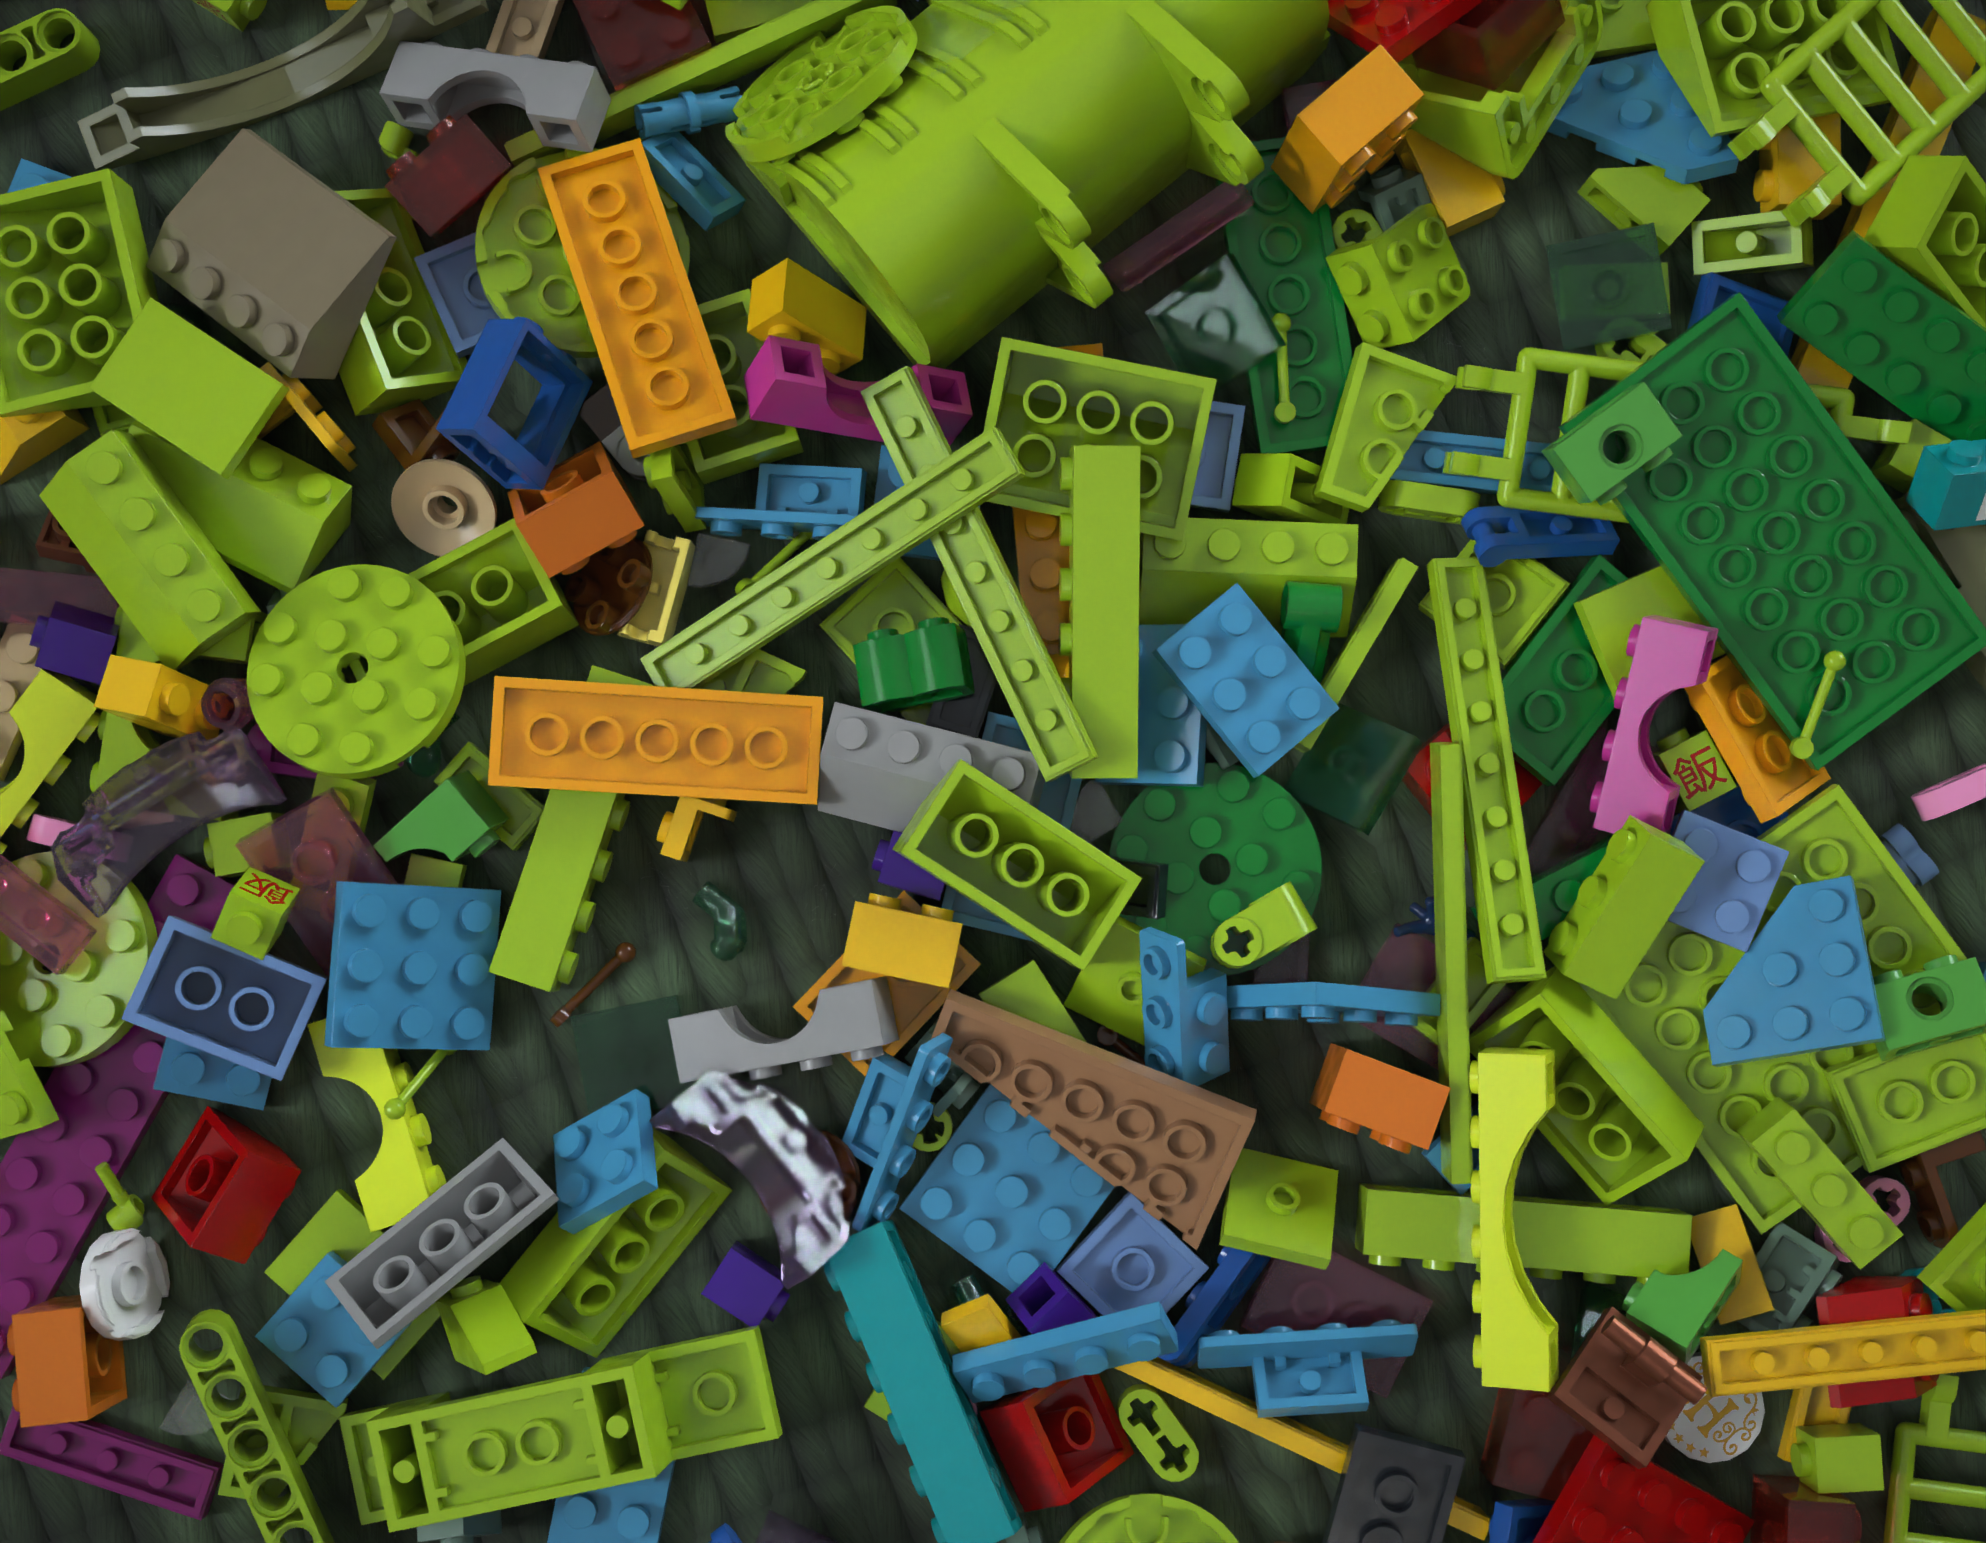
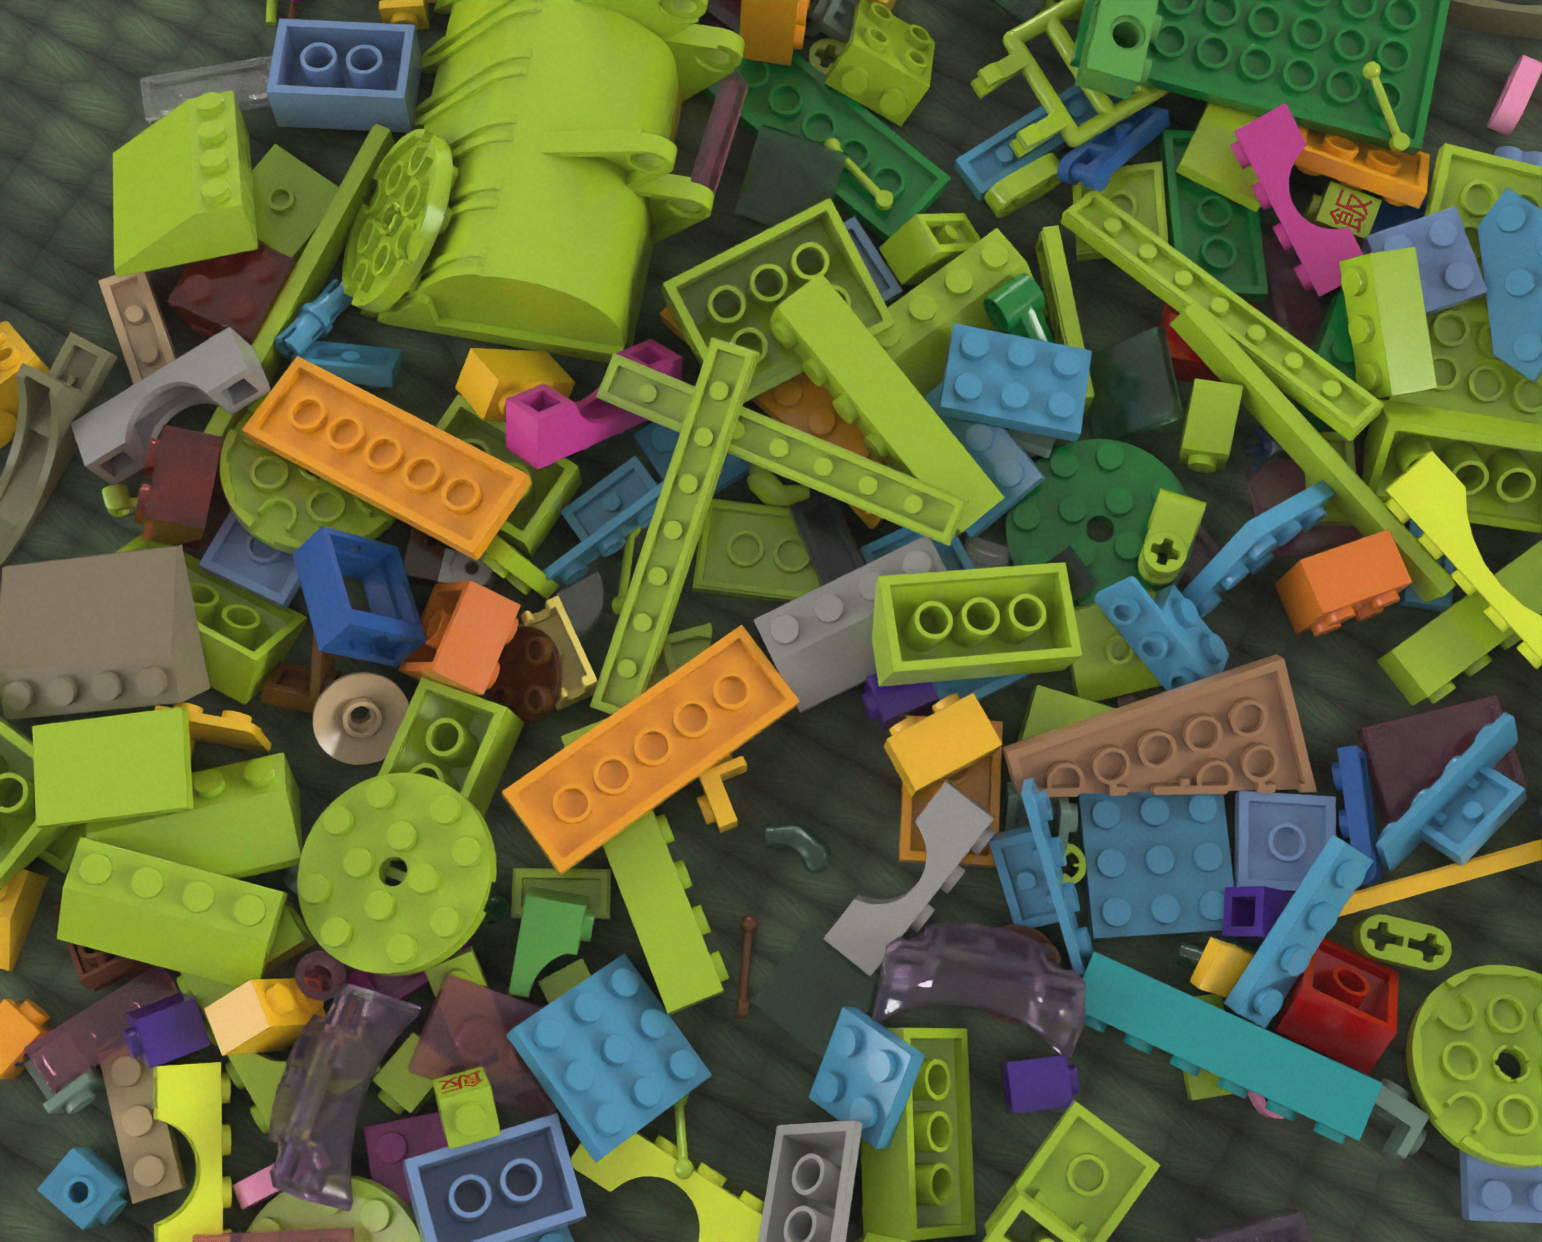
camera: 40 degrees left, 10 degrees down
(914, 666) = (785, 554): green brick -> none
(1280, 1209) = (1350, 714): lime plate -> none
(1376, 422) = (949, 156): lime wing -> none
(1387, 861) = (1209, 425): none -> lime slope

